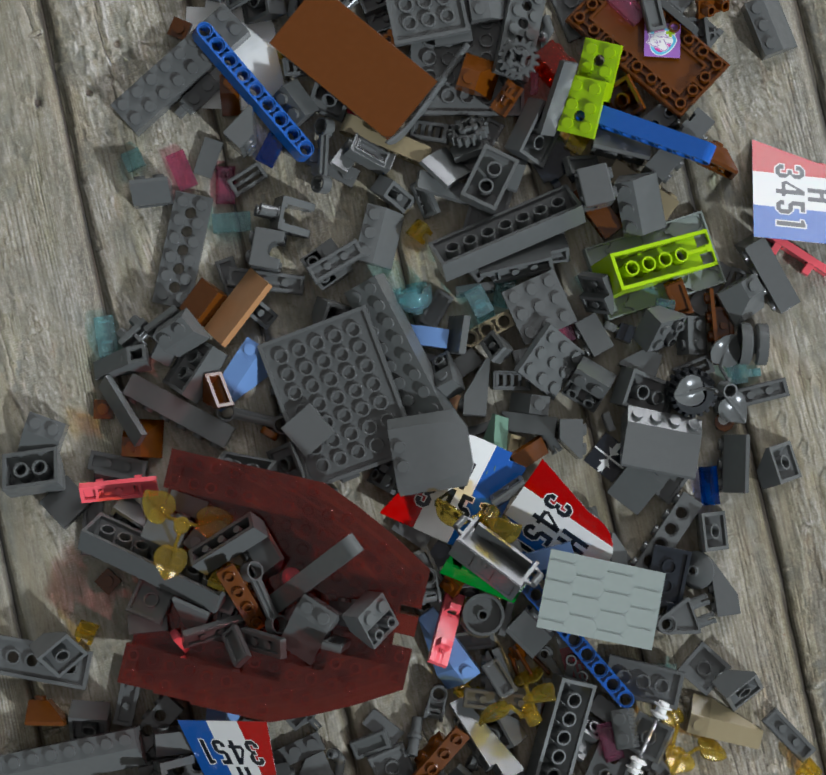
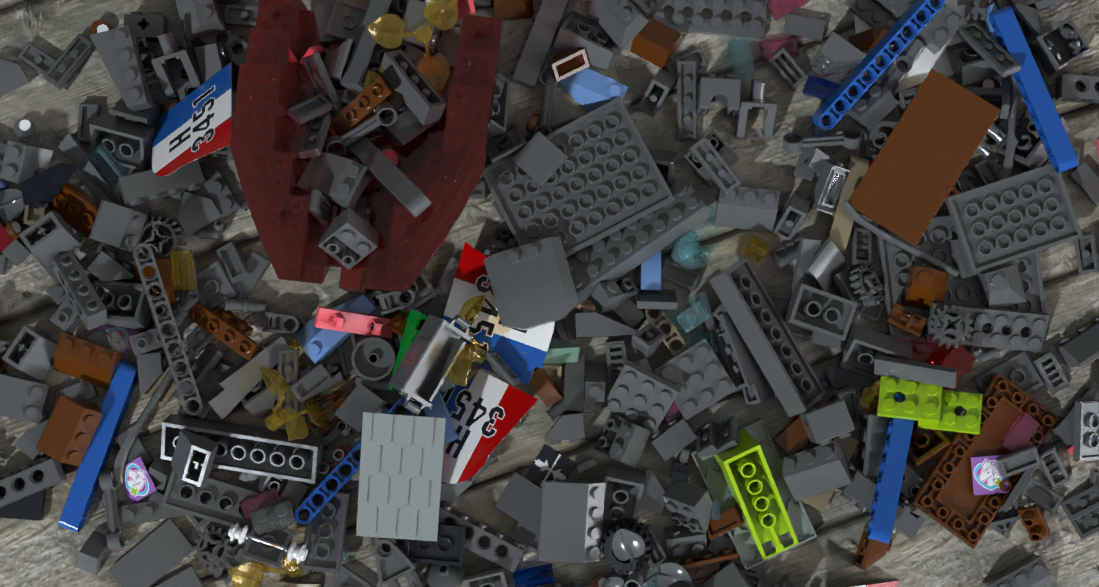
camera: 85 degrees right, 0 degrees up
(238, 307) = (655, 73): medium nougat tile -> none
(267, 77) = (908, 57): none -> dark grey piece

